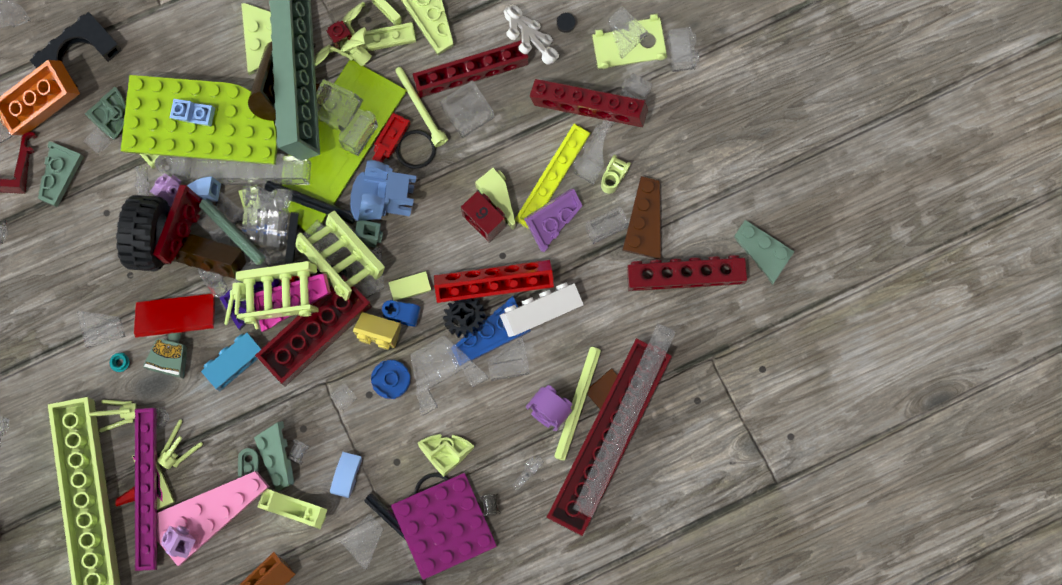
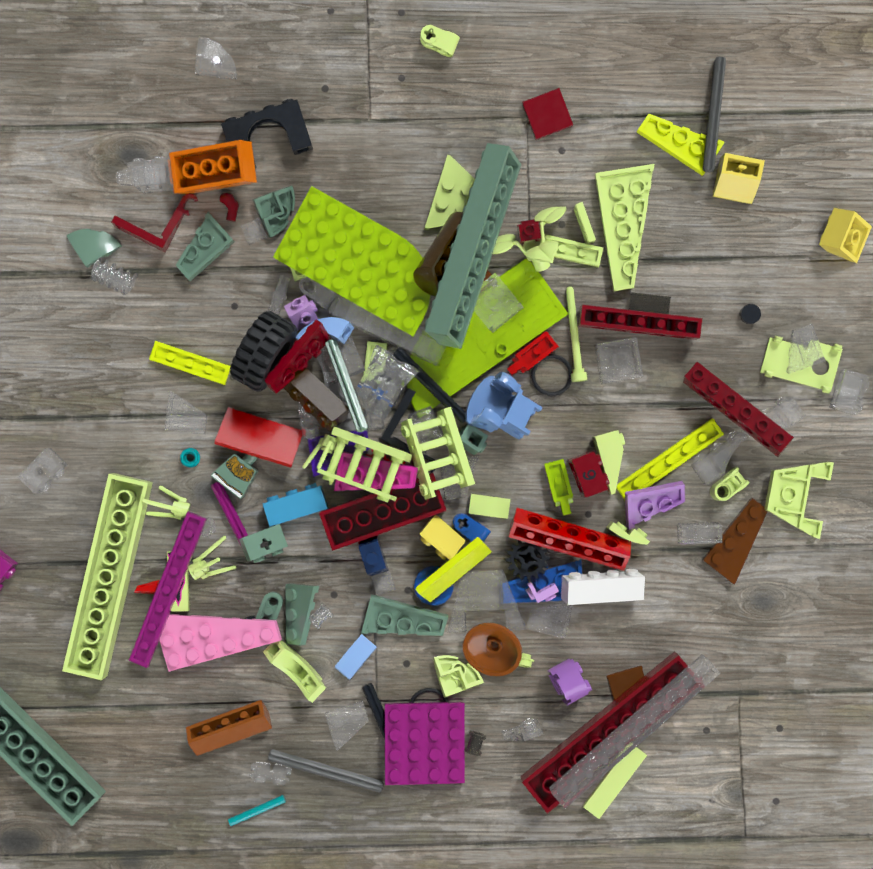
camera: 25 degrees right, 10 degrees up
(68, 126) = (231, 204): none -> dark red arm
(86, 279) = (190, 363): none -> neon yellow tile
(177, 541) = (178, 655): lavender brick -> none
(180, 399) = (229, 510): none -> magenta axle
(192, 112) = (356, 253): light blue slope -> none
(221, 397) = (251, 543): none -> sand green brick
(323, 376) = (372, 556): none -> dark blue torso
(358, 131) = (507, 337): clear brick -> none
(369, 422) = (397, 617): none -> sand green wing
(399, 351) = (453, 569): none -> neon yellow tile
(464, 240) = (559, 485): none -> lime hinge
(464, 420) = (492, 657): none -> dark orange dish
(472, 48) = (649, 303): none -> clear smoke tile
(492, 337) = (546, 593): none -> lavender bracket
(502, 410) = (526, 661): none -> yellowish green plate
(530, 32) = (711, 314): white plant -> none
(552, 253) = (633, 535): none -> yellowish green slope
(577, 403) = (596, 685): yellowish green axle -> none
(634, 483) = (613, 783): none -> yellowish green tile
(671, 160) = (789, 493): none -> yellowish green wing
(735, 264) = (798, 632): dark red brick -> none
(765, 250) = (835, 621): sand green wing -> none

